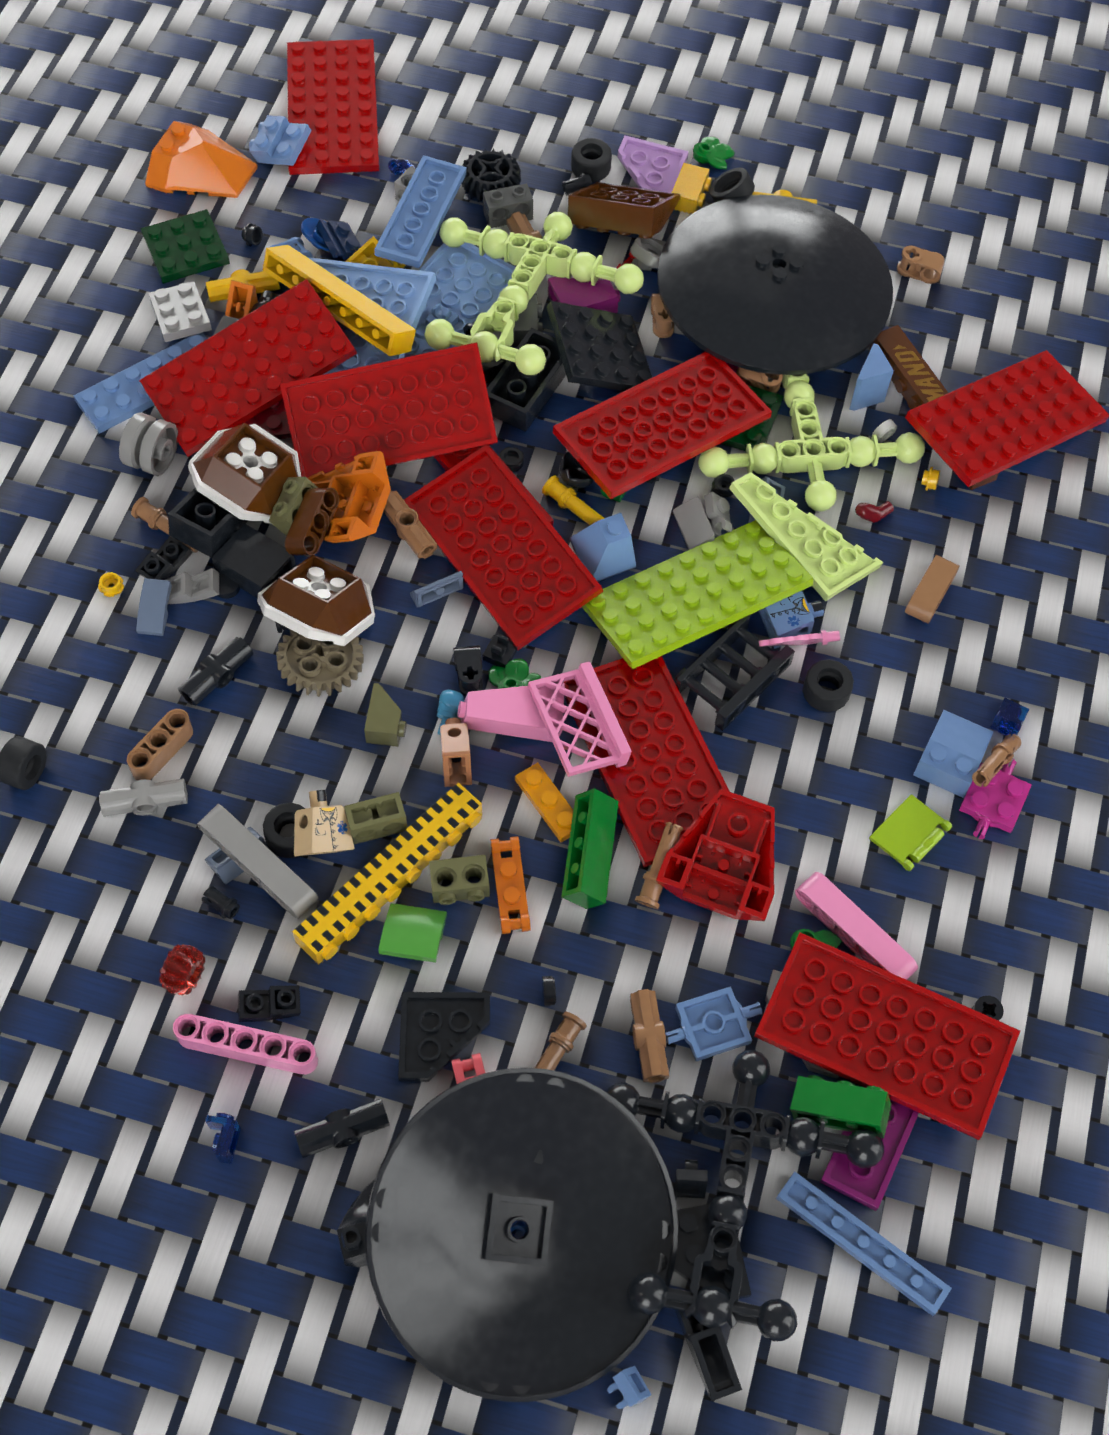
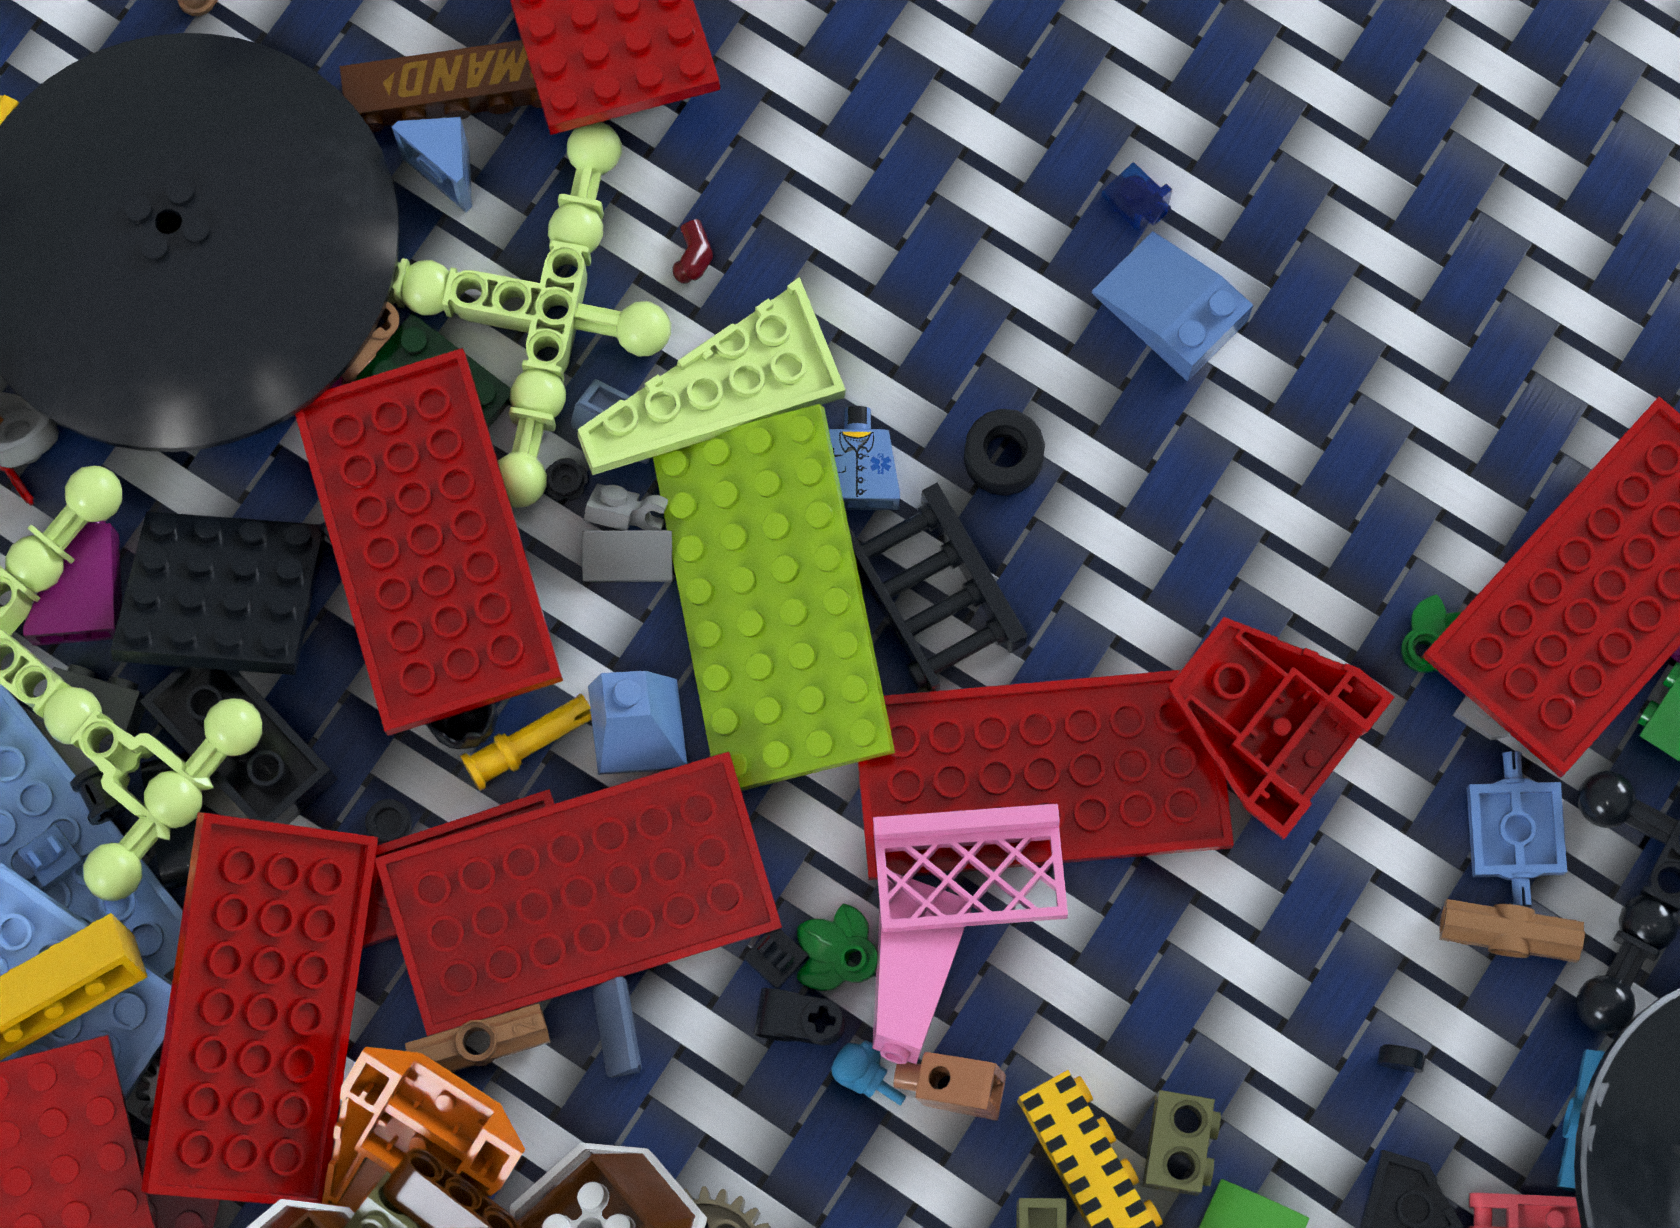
camera: 70 degrees left, 15 degrees up
(383, 719) = (854, 1186): olive slope -> none
(510, 885) = (1205, 1066): orange plate -> none
(546, 800) = (1077, 960): light orange plate -> none
(561, 1041) = (1488, 1067): medium nougat pin -> none
(590, 849) = (1190, 922): green brick -> none
(651, 889) = (1284, 853): medium nougat pin -> none
(662, 324) = (163, 465): medium nougat piece -> none
(805, 639) = (915, 465): bright pink animal -> none
(854, 926) = (1425, 567): bright pink beam -> none
(885, 430) = (542, 173): white tile -> none
(910, 832) = (1284, 424): lime piece -> none
(930, 478) = (660, 137): yellow plate -> none
(932, 589) = (875, 220): medium nougat beam -> none
(993, 1004) = (1596, 437): black wheel -> none
(998, 802) = (1270, 273): dark pink plate -> none
(1001, 754) = (1206, 237): medium nougat pin -> none

